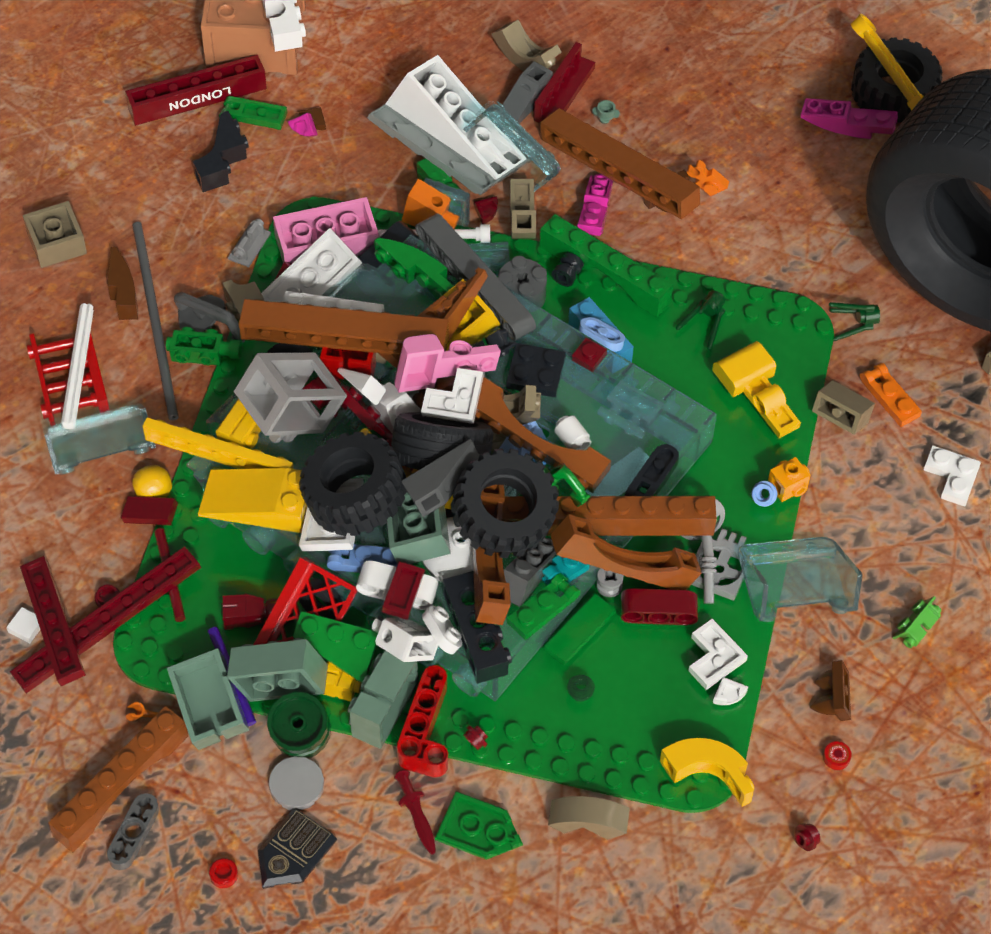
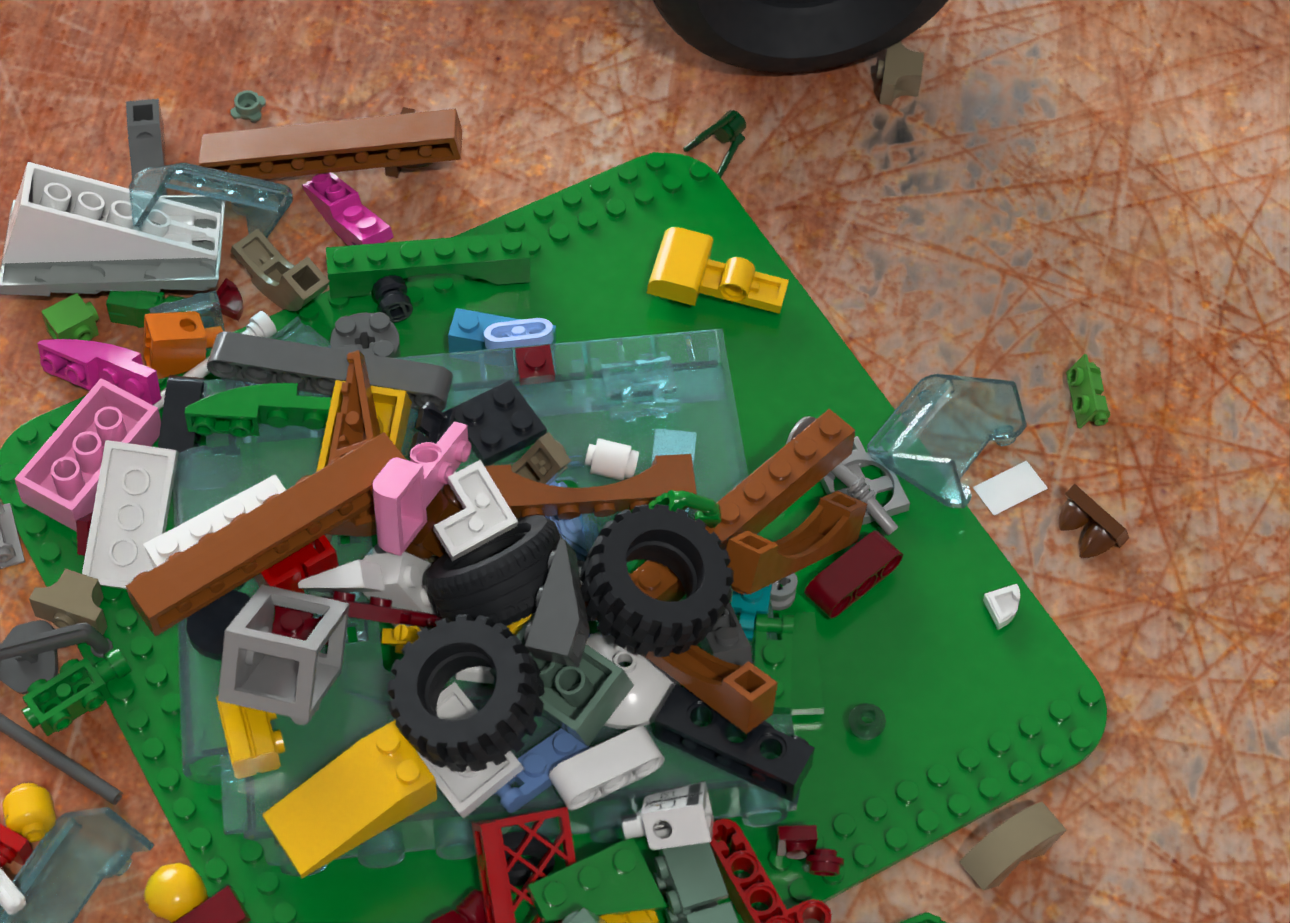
camera: 45 degrees left, 0 degrees up
(123, 388) = (29, 811): none -> yellow head
(209, 447) = (241, 789): yellow plate -> none
(379, 192) = (89, 361): none -> dark pink slope
(392, 161) = (71, 319): none -> bright green brick
(403, 590) = (630, 766): dark red tile -> none
(442, 629) = (715, 777): white plate -> none
(472, 713) = (796, 841): none -> dark red plate
(521, 49) = (91, 102): dark tan arch -> none
(564, 84) = (176, 109): dark red fence -> none
(655, 471) = (734, 436): black plate -> none
(709, 180) = (438, 98): orange plate -> none
(710, 306) = (577, 229): dark green plant -> none
(711, 757) = (1071, 680): yellow arch -> none
(721, 654) = (960, 570): white plate -> none
(757, 496) = (835, 385): light blue plate -> none
(790, 478) = (839, 344): light orange brick -> none
(807, 836) = (1217, 684): dark red plate -> none
(812, 637) = (1010, 488): none -> white sticker
(837, 755) = (1155, 583): red tile -> none
(843, 407) = (808, 235): dark tan brick -> none
(890, 395) = (828, 191): orange plate -> none
(958, 469) = (965, 217): white plate -> none

